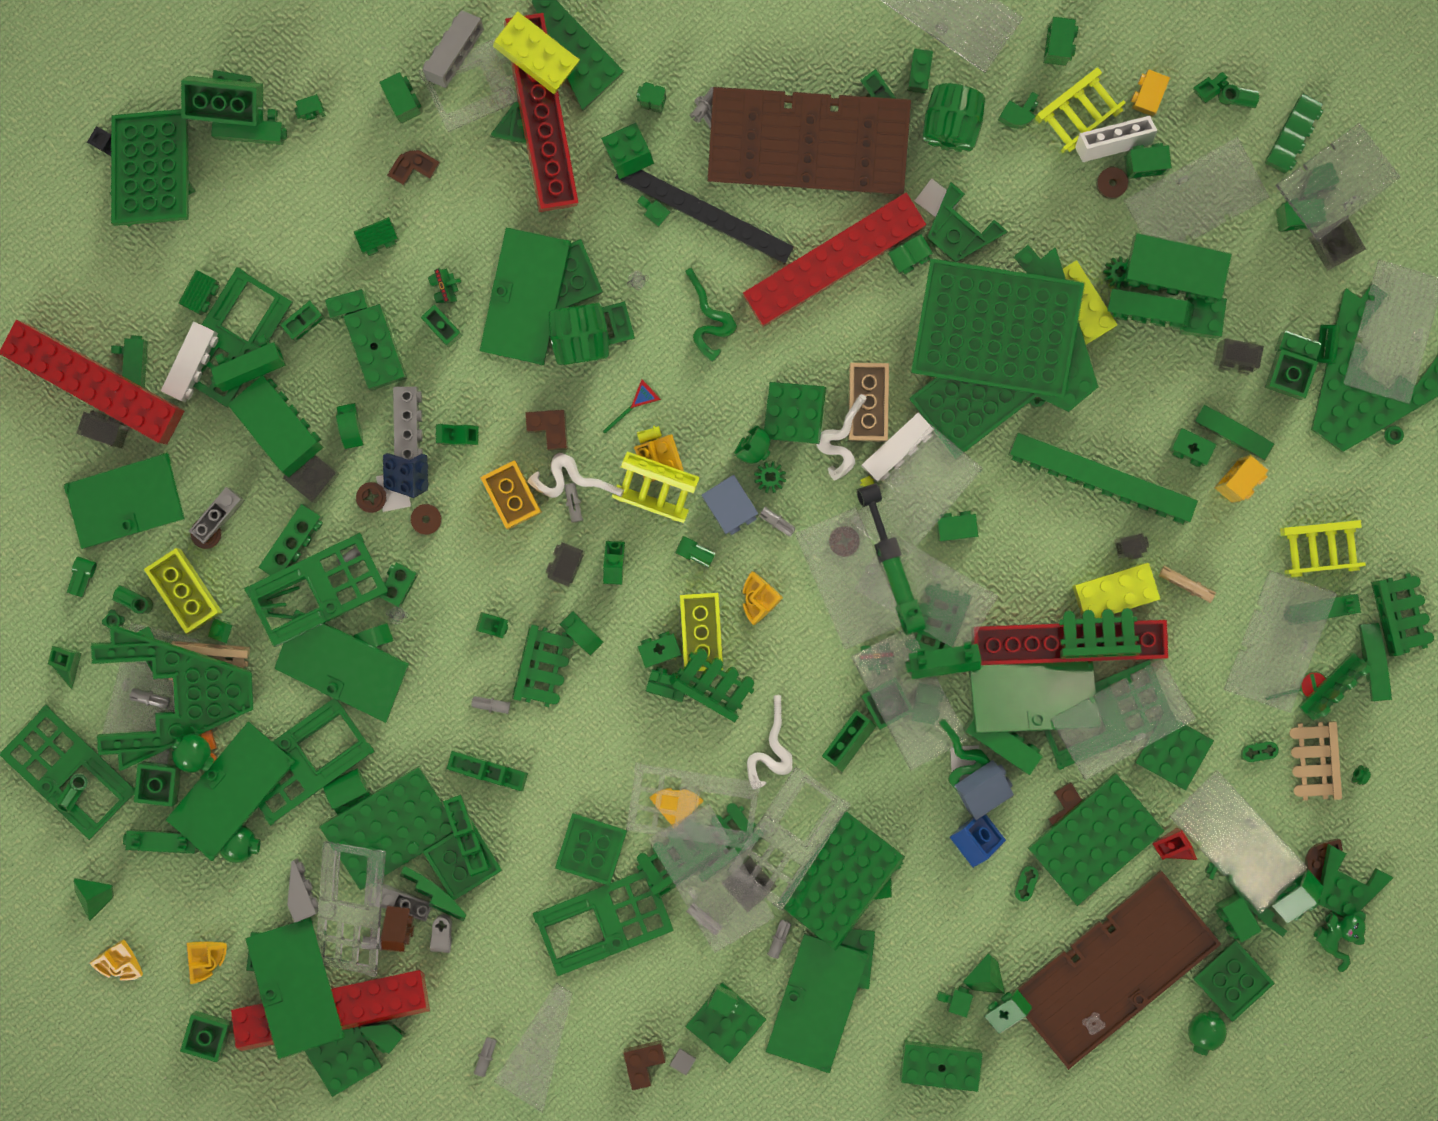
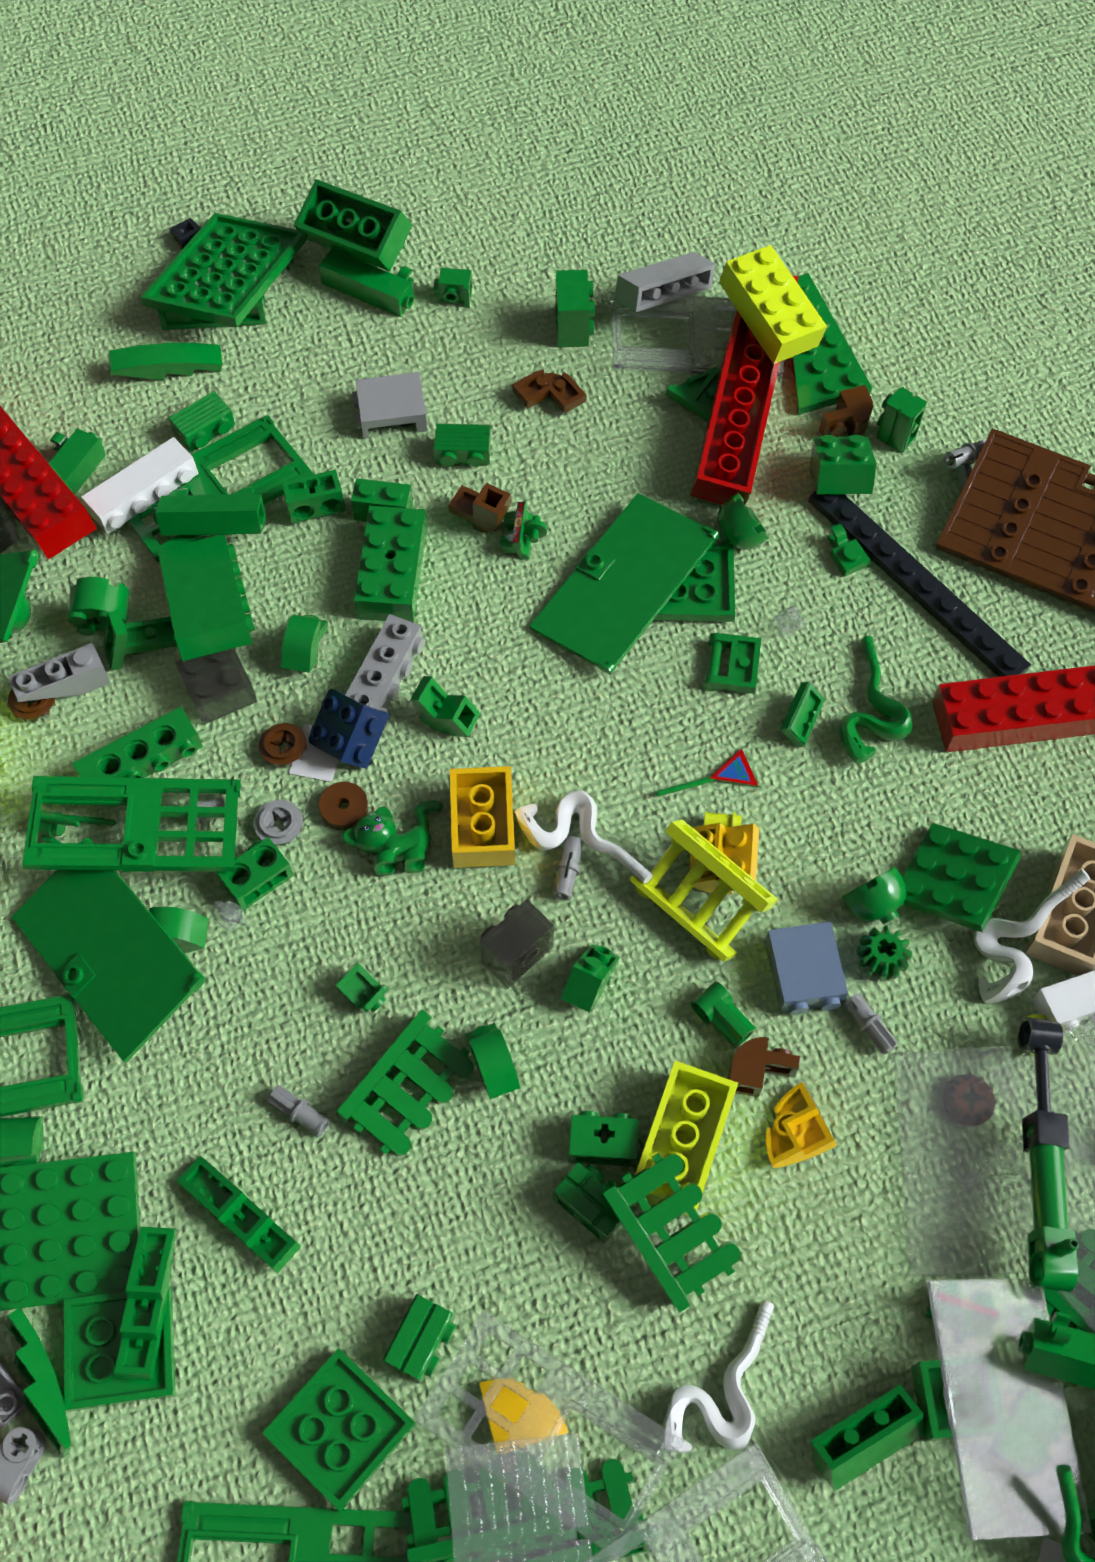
camera: 20 degrees right, 25 degrees down
(147, 255) = (156, 360): none -> green slope
(212, 458) = (91, 601): none -> green brick
(247, 468) = (135, 637): none -> green bracket
(314, 225) = (389, 402): none -> light grey panel
(385, 548) = (284, 811): none -> light grey gear
(414, 282) = (482, 508): none -> brick
(441, 326) = (494, 570): green brick -> none
(455, 529) = (378, 835): none -> green animal
(551, 422) = (584, 748): reddish brown brick -> none
(579, 334) = (680, 643): green wheel -> none
(581, 224) = (740, 524): none -> green cylinder
(610, 791) = (419, 1339): none -> green brick
(621, 100) = (851, 413): none -> reddish brown brick
(669, 342) = (802, 714): none -> green plate
(720, 573) = (754, 1060): none -> reddish brown brick

